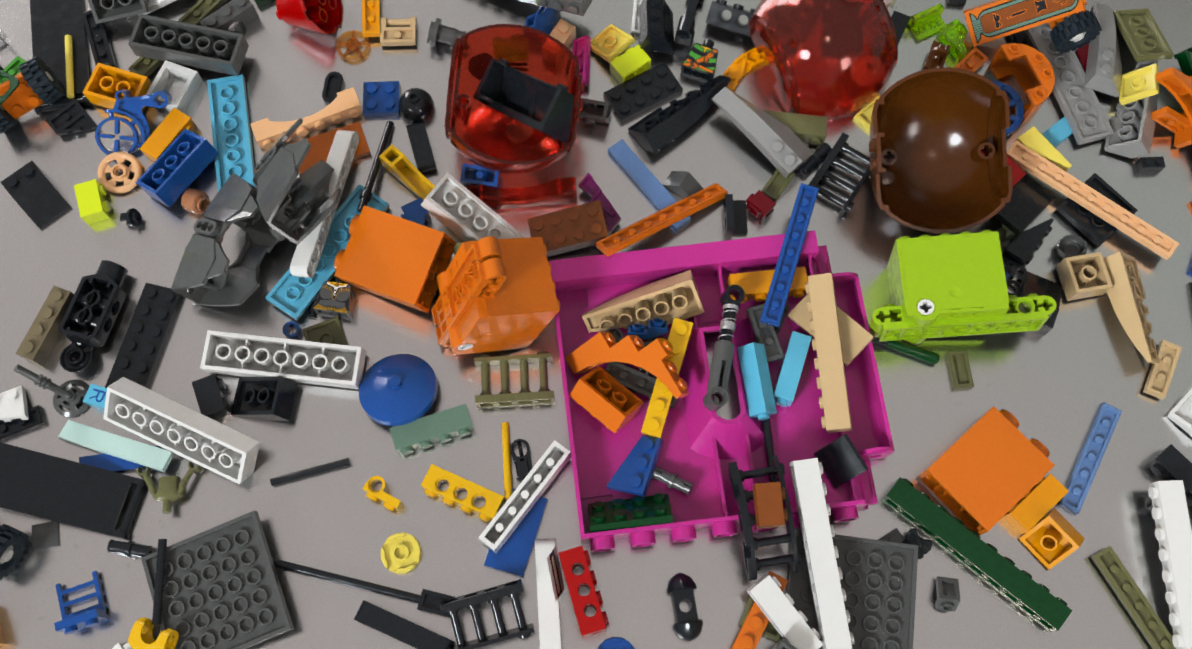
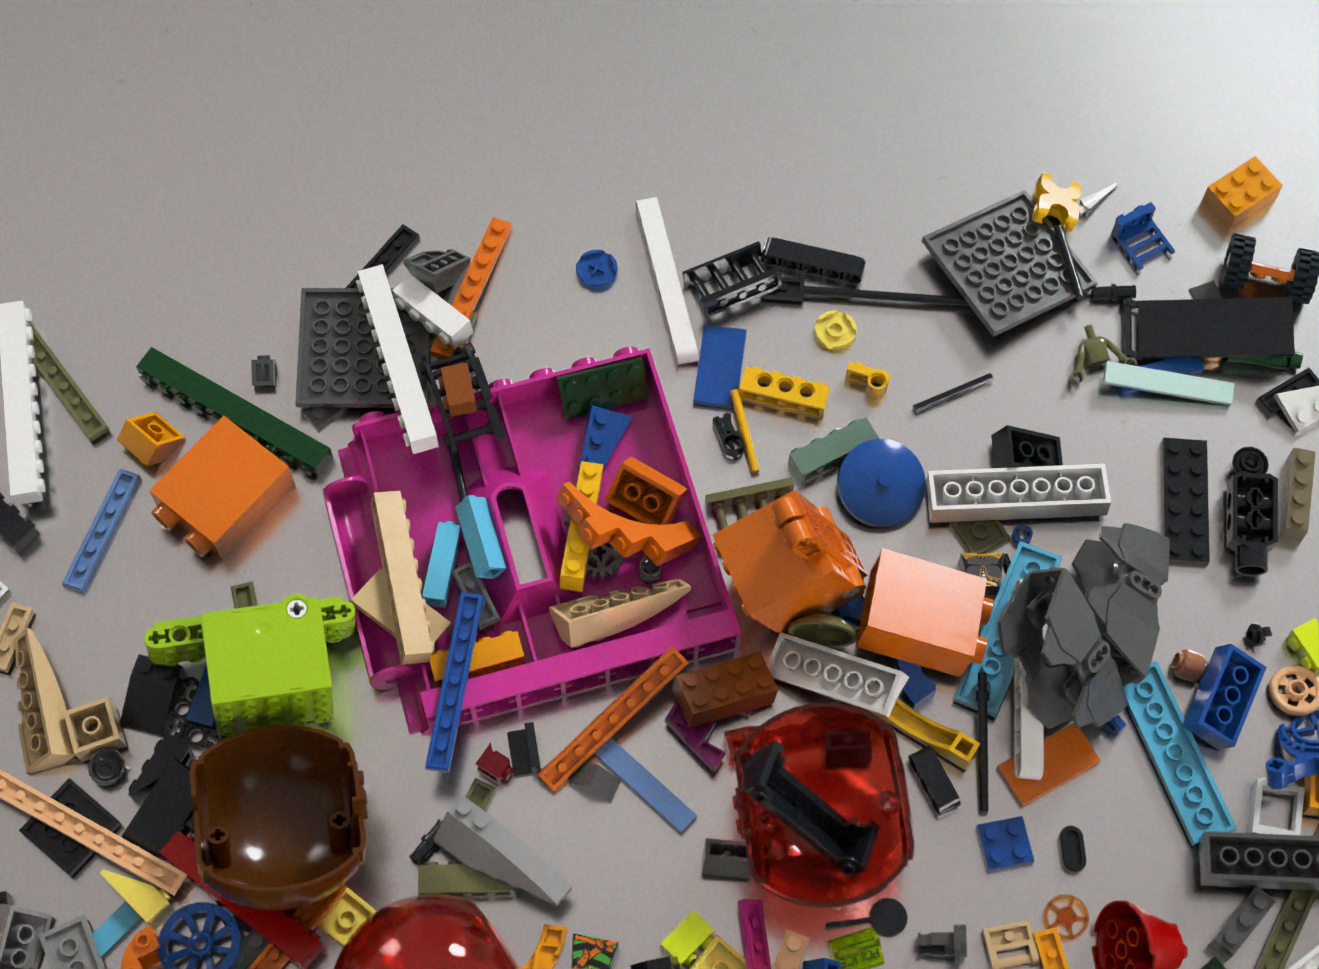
camera: 170 degrees right, 5 degrees down
(66, 394) = (1241, 427): dark grey dish -> none
(96, 396) = (1204, 428): medium azure brick -> none
(166, 133) = (1254, 743): light orange brick -> none
(181, 430) = (1103, 402): white brick -> none
(211, 397) = (1084, 444): black brick -> none
(343, 107) = (1130, 769): light nougat arch -> none
(416, 106) = (956, 838): black cylinder -> none
(525, 496) = (715, 389): white brick -> none
(555, 573) = (670, 322): sticker -> none
(579, 558) = (639, 311): red brick -> none
(643, 92) = (664, 907): black plate -> none
(653, 329) = (612, 579): blue slope -> none
(667, 124) = (619, 868): black wedge -> none
(672, 480) = (561, 431): dark grey pin -> none
(688, 624) = (538, 336): black piece -> none
(723, 350) = (522, 552): piece -> none
(833, 160) = (417, 821): black fence -> none
(841, 461) = (381, 469): black slope -> none
(924, 545) = (289, 414): black piece -> none
(1036, 504) = (160, 466): light orange brick -> none

